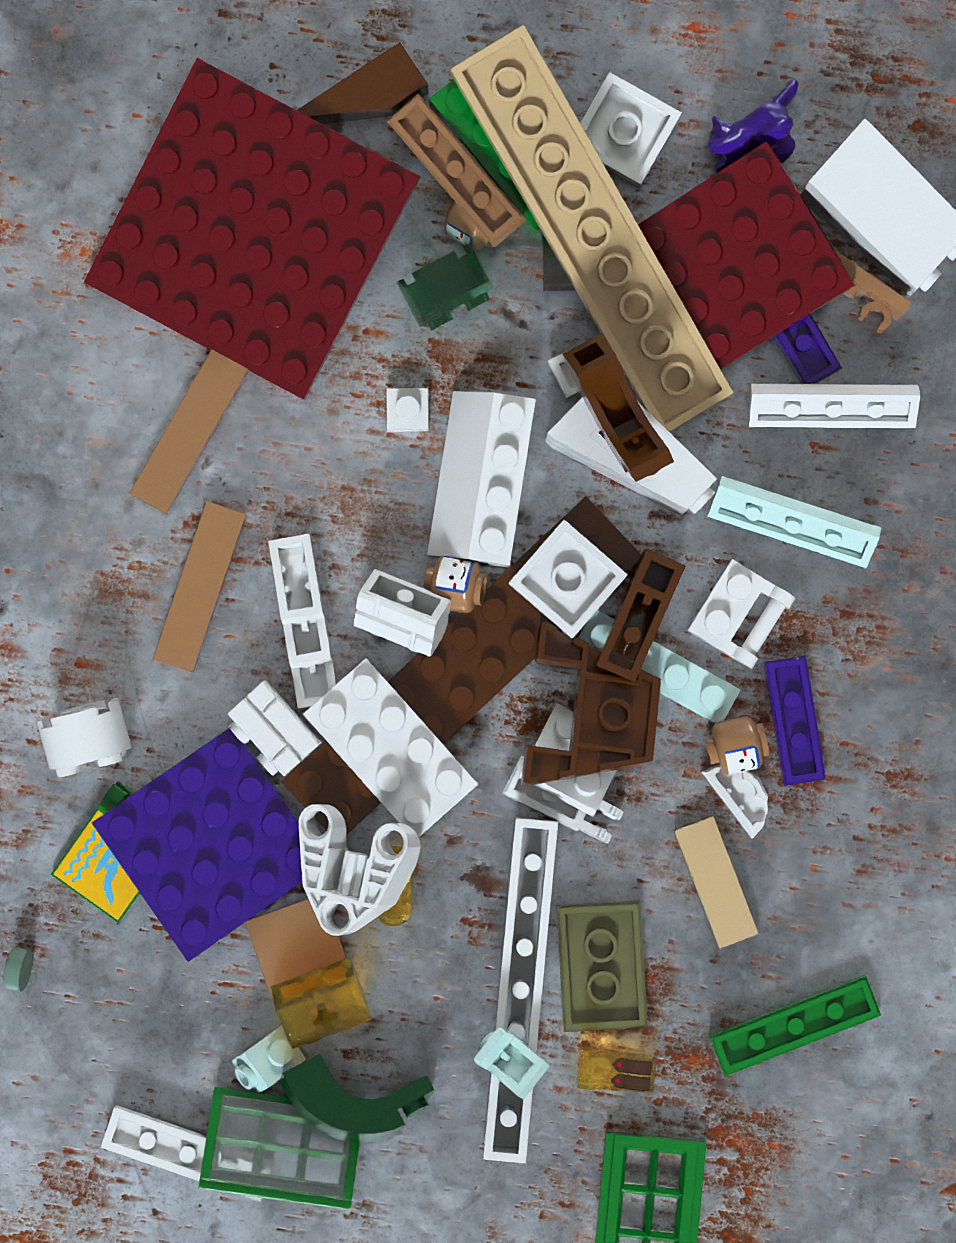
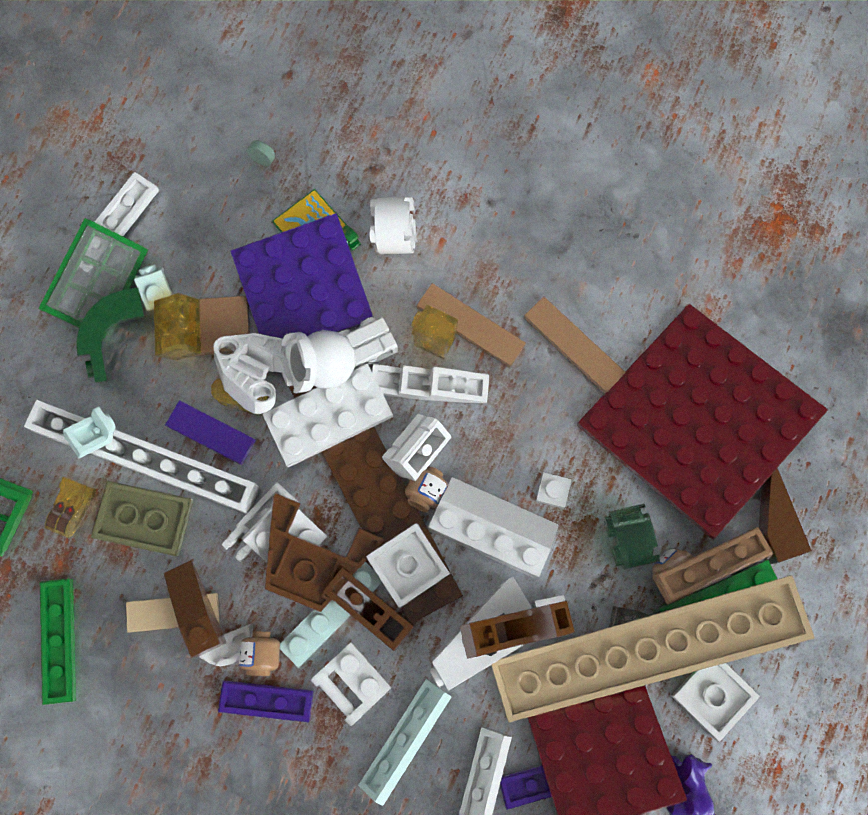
camera: 105 degrees right, 10 degrees down
(230, 633) = (434, 331): none -> clear yellow brick
(325, 781) = (316, 360): none -> white tile
(457, 910) = (210, 432): none -> dark purple tile
(704, 851) = (193, 610): none -> reddish brown slope

